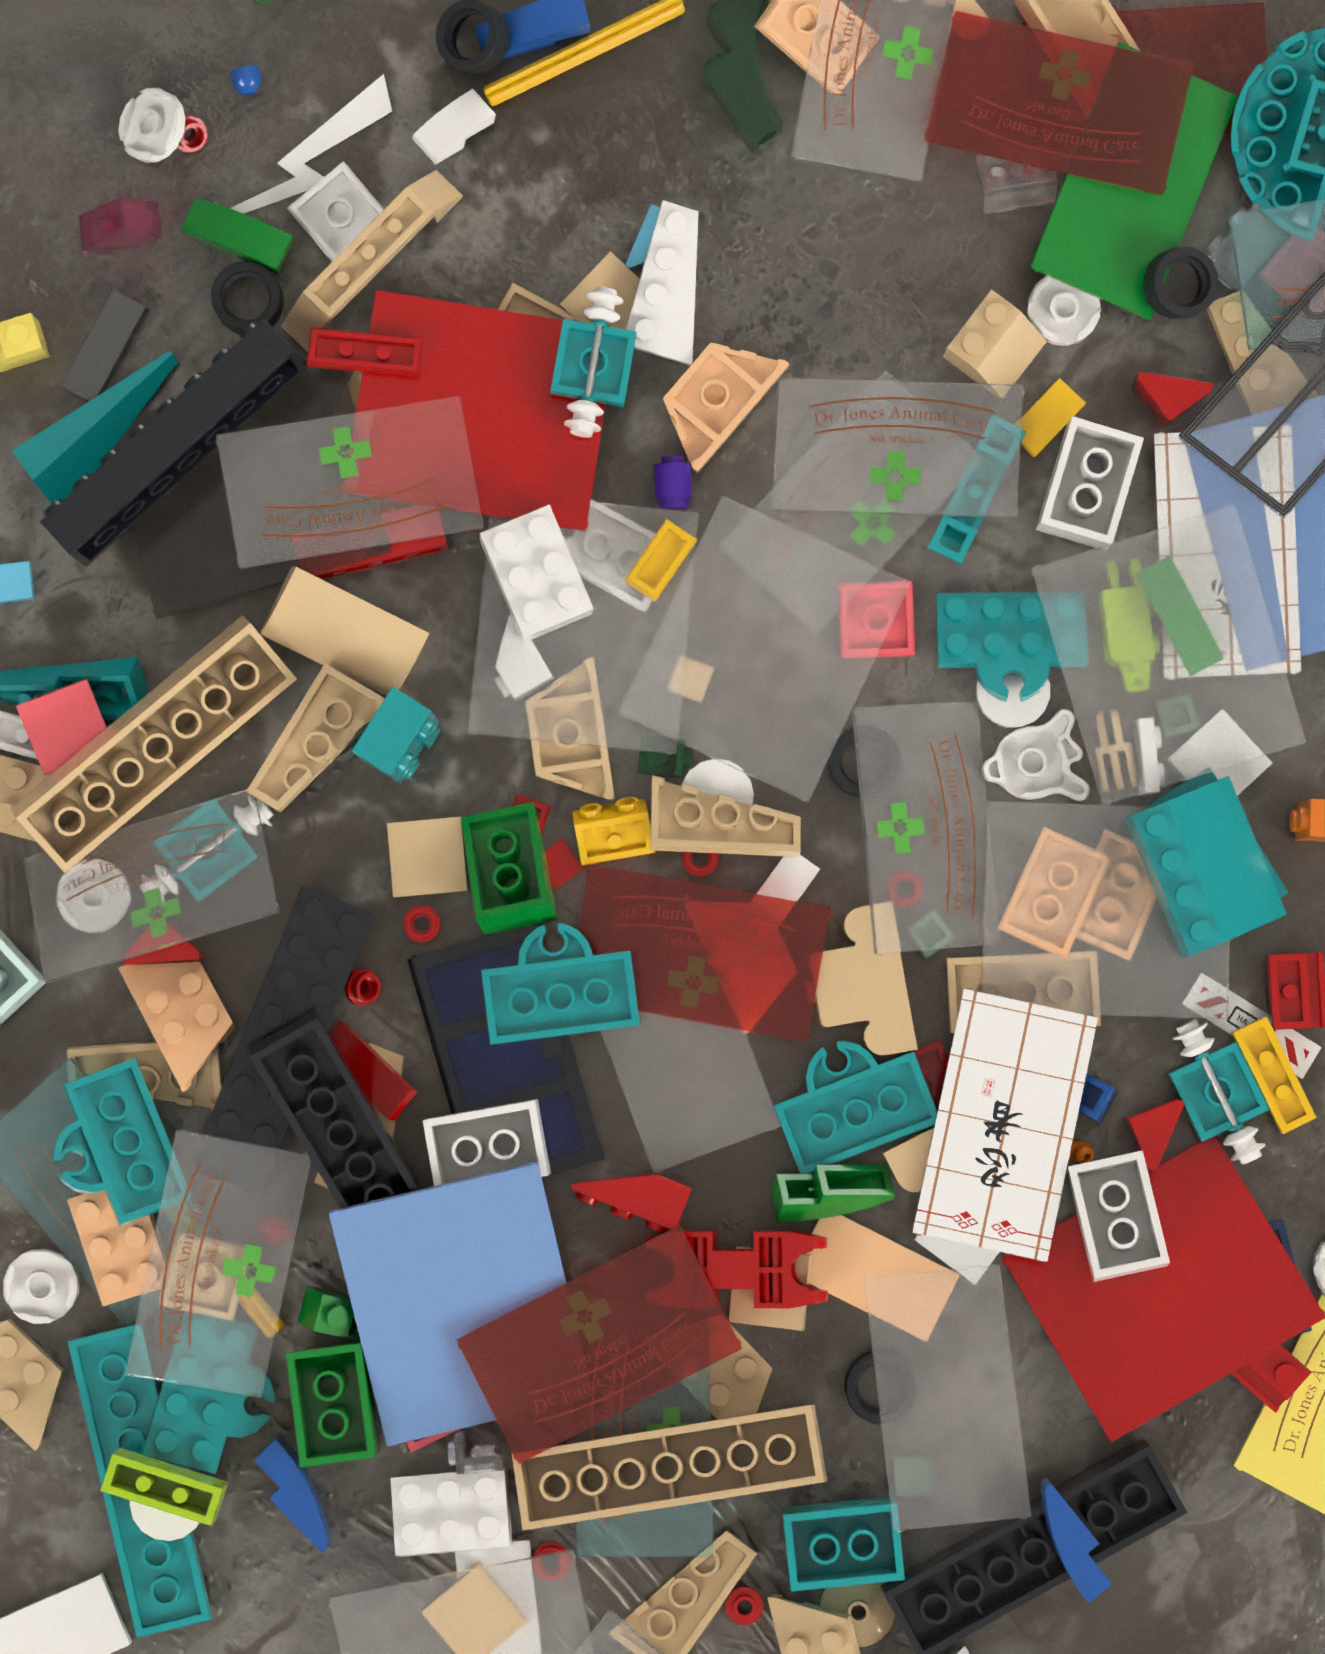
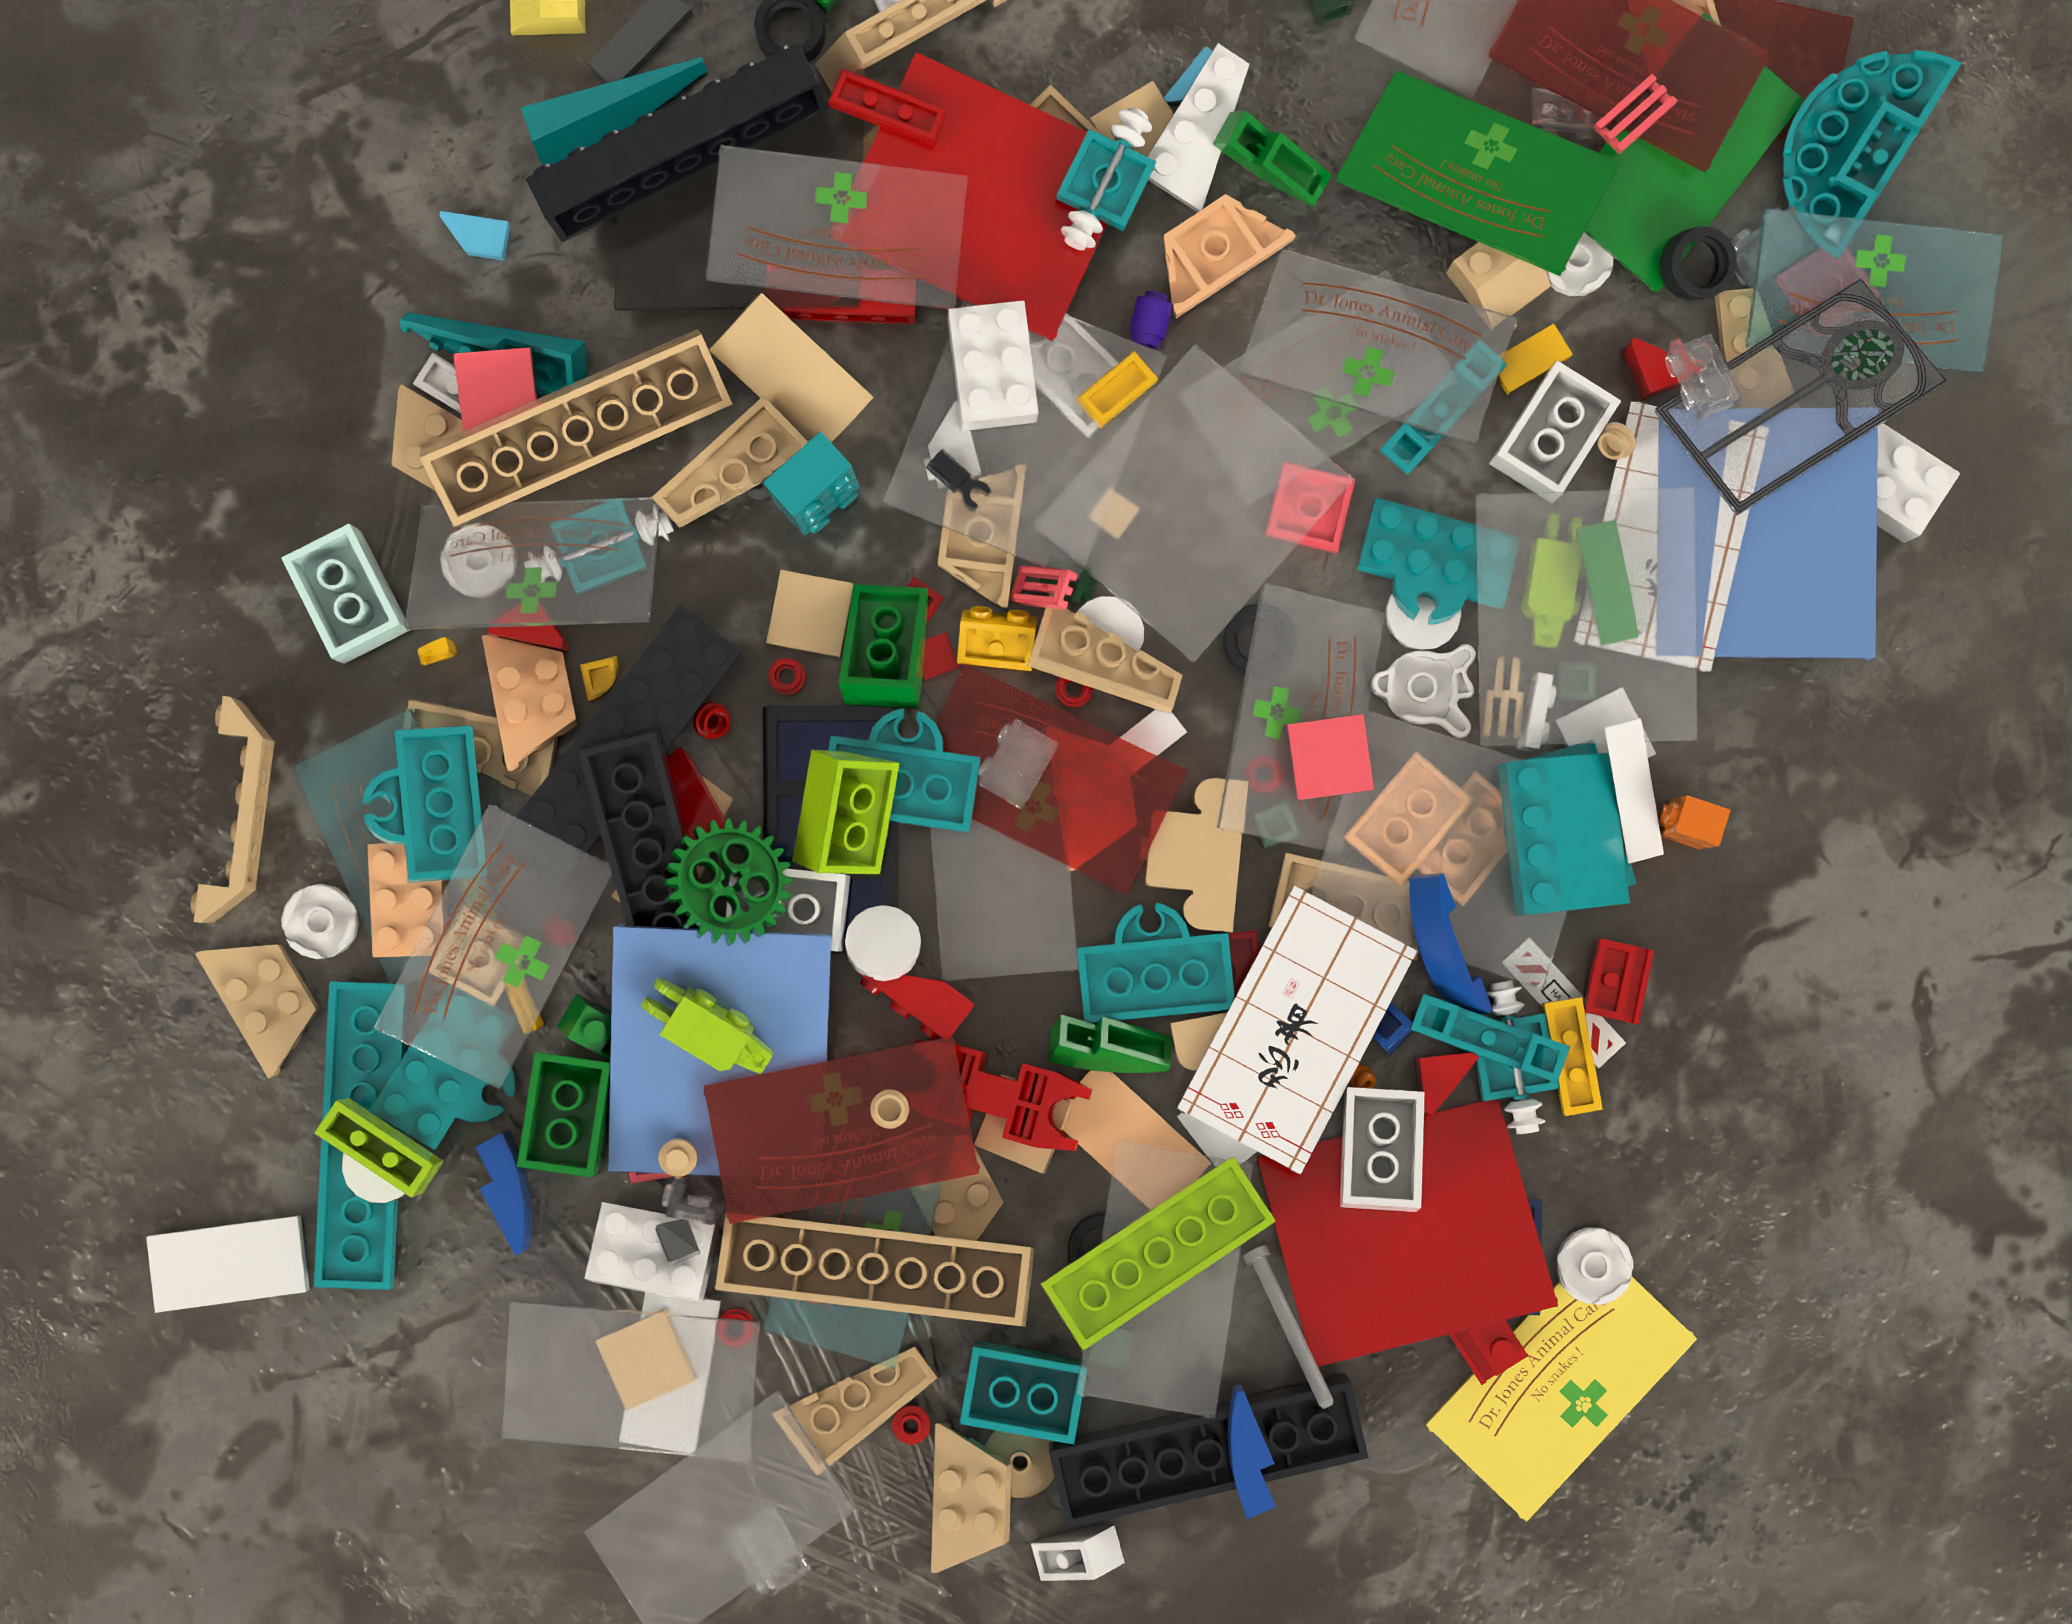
camera: 15 degrees right, 0 degrees up
(79, 995) = (437, 651): none -> yellow tile
(242, 975) = (599, 677): none -> yellow tile
(446, 1285) = (708, 1029): none -> lime hinge
(449, 1114) = (698, 899): none -> green gear
(450, 1414) = (677, 1157): none -> tan plate
(474, 1494) = (677, 1241): none -> dark grey slope
(517, 1041) = (845, 813): none -> lime slope
(532, 690) = (956, 478): none -> black bar
(587, 1154) = (883, 943): none -> white tile
(640, 1311) = (889, 1108): none -> tan plate
(660, 769) = (1059, 590): none -> coral tile
(667, 946) = (1017, 763): none -> clear bracket
(745, 294) = (1272, 157): none -> green slope
(932, 1375) = (1157, 1253): none -> lime plate
(946, 255) = (1478, 172): none -> green piece
(963, 856) = (1330, 757): none -> coral tile
(1030, 1353) = (1258, 1258): none -> light grey bar
(1097, 133) = (1658, 93): none -> coral tile
(1117, 1008) = (1438, 945): none -> blue slope
(1150, 477) = (1616, 441): none -> tan plate
(1190, 1081) = (1490, 1038): none -> teal slope
(1215, 393) = (1702, 375): none -> clear bracket
(1261, 806) = (1634, 790): none -> white sticker

